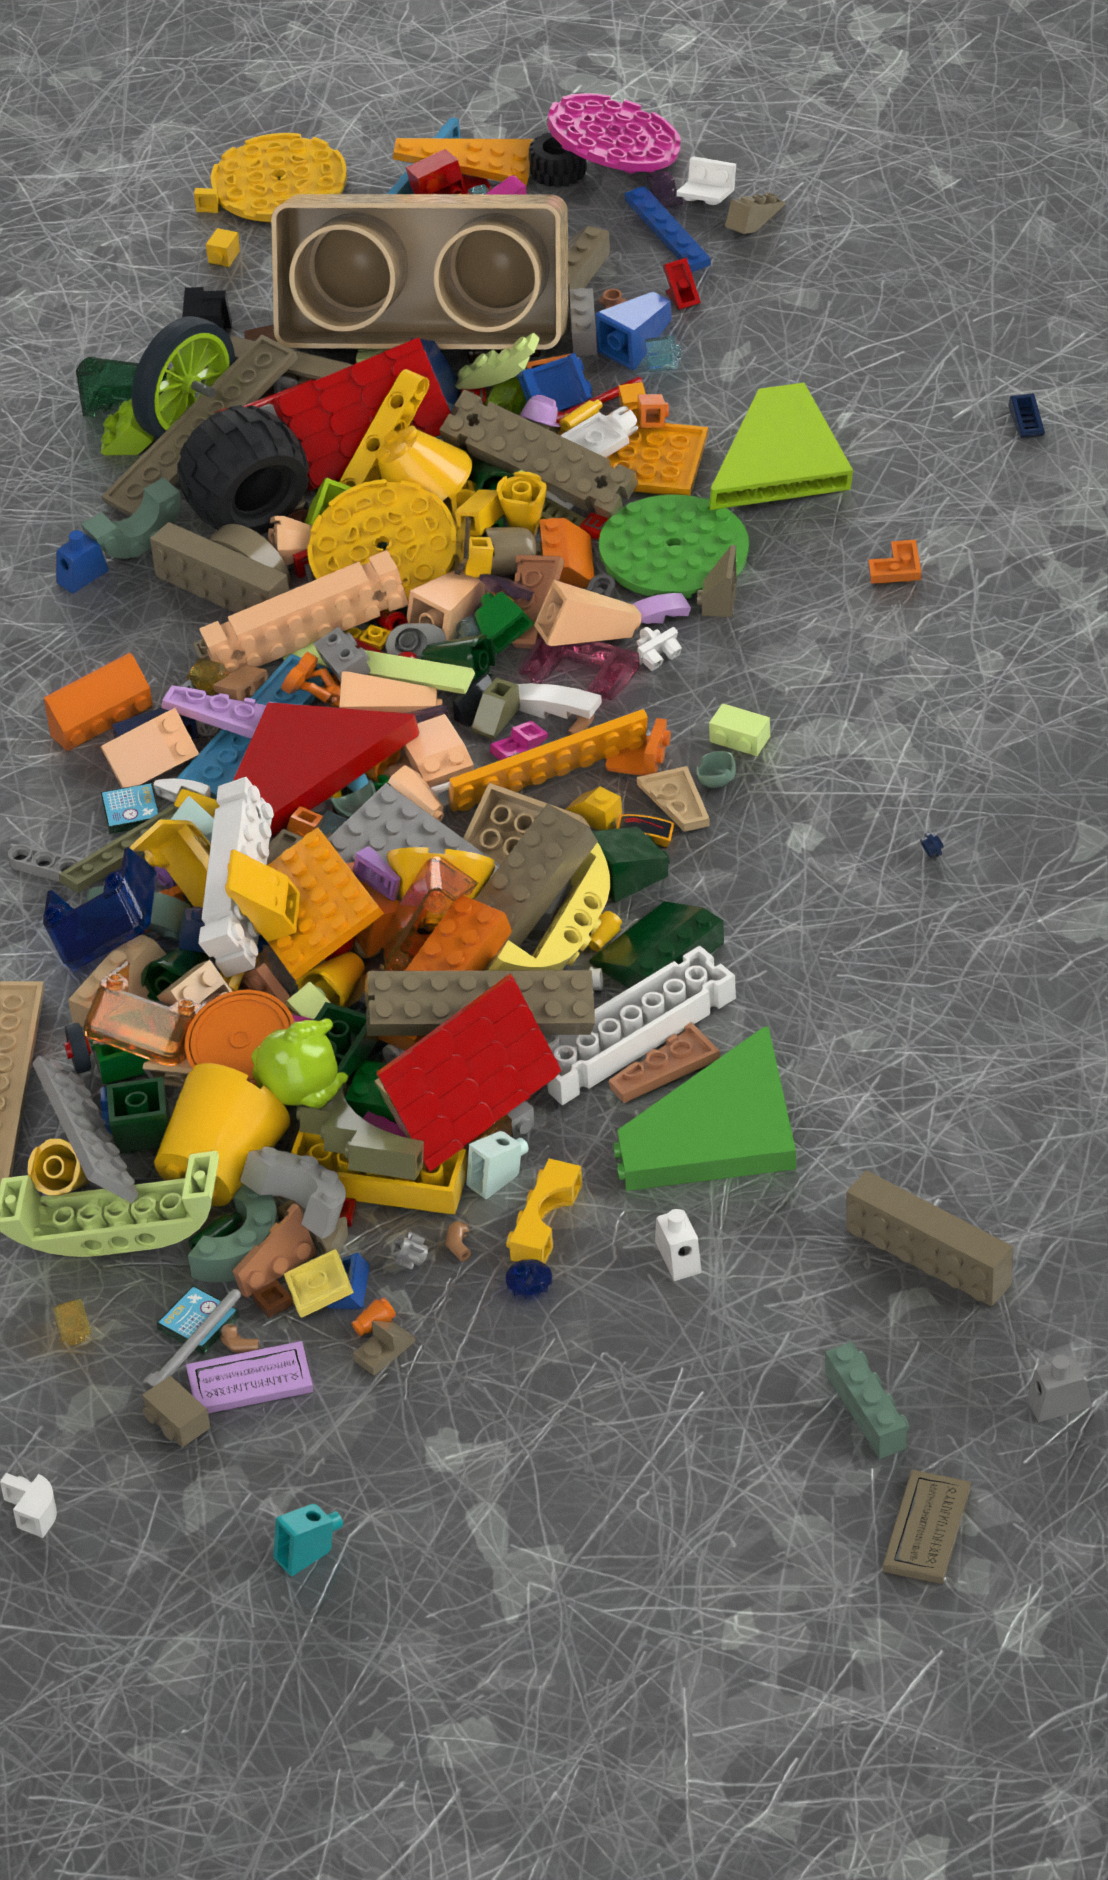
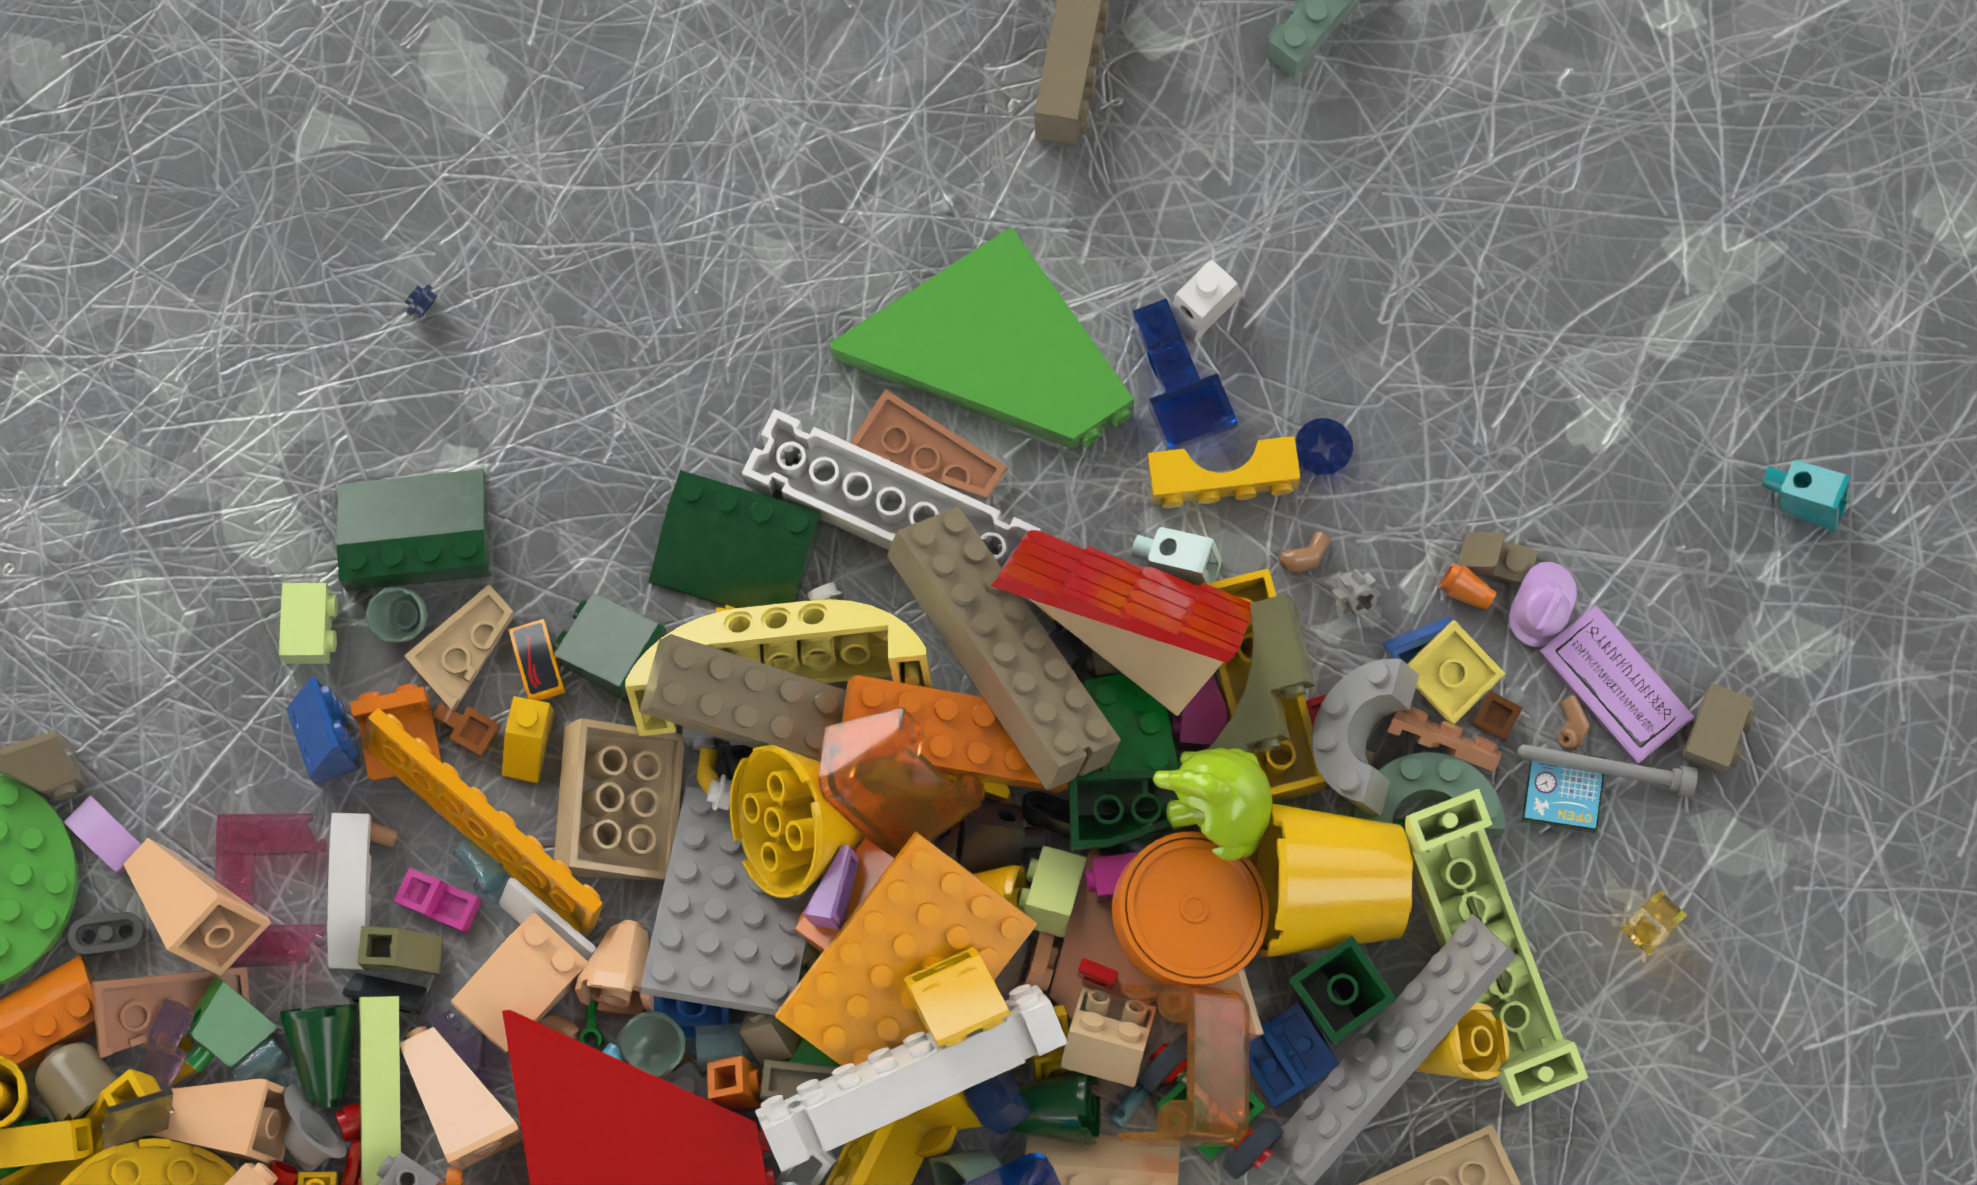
camera: 115 degrees left, 30 degrees up
(34, 1503) = (1916, 814): white brick -> none
(334, 1358) = (1543, 604): none -> lavender piece
(603, 1206) = (1190, 405): none -> clear blue plate
(622, 783) = (470, 731): none -> dark orange plate
(654, 643) = (184, 807): white hips -> none
(660, 698) = (320, 732): none -> blue slope
(771, 796) = (413, 530): none -> slope

